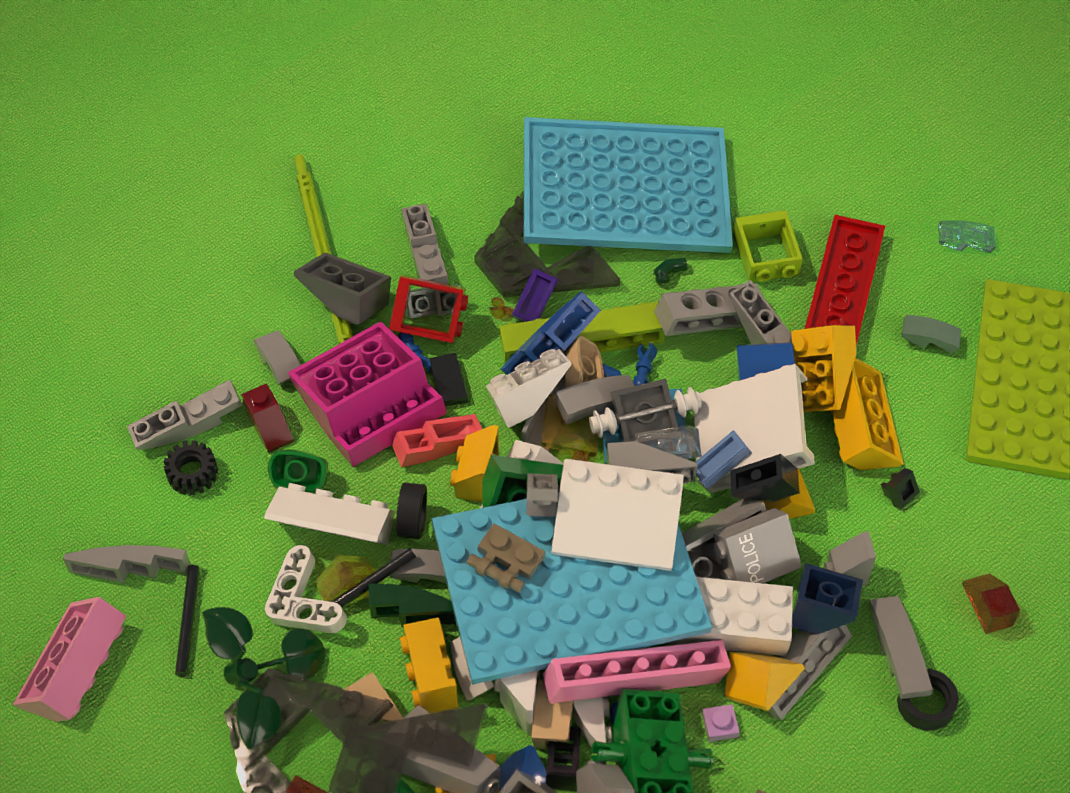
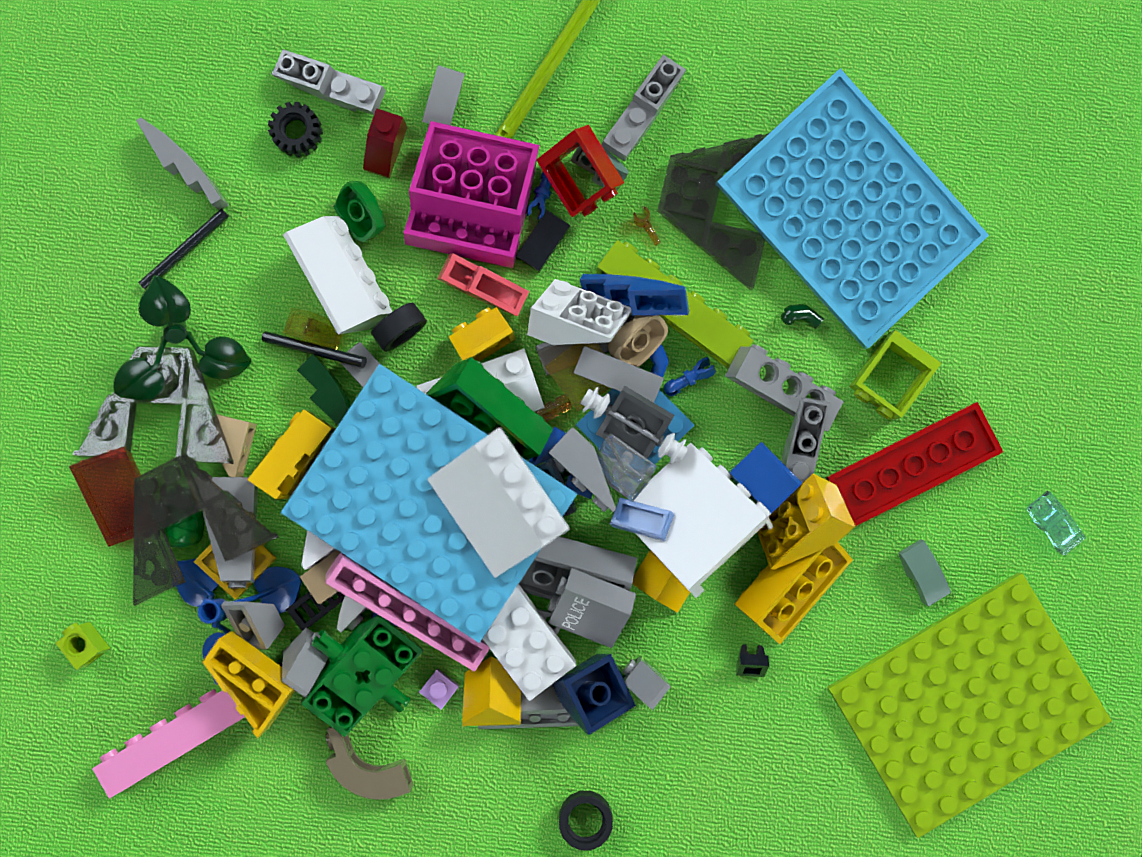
camera: 45 degrees right, 30 degrees up
(71, 660) = (78, 203): bright pink slope -> none
(292, 598) = (257, 312): white beam -> none
(345, 287) = (543, 86): dark grey slope -> none
(510, 551) = (398, 450): dark tan plate -> none
(534, 296) = (673, 239): dark purple tile -> none
(542, 495) = (466, 429): light grey slope -> none
(765, 480) = (650, 570): black slope -> none
(900, 647) = (609, 770): light grey slope -> none
(992, 602) = (710, 804): clear red slope -> none

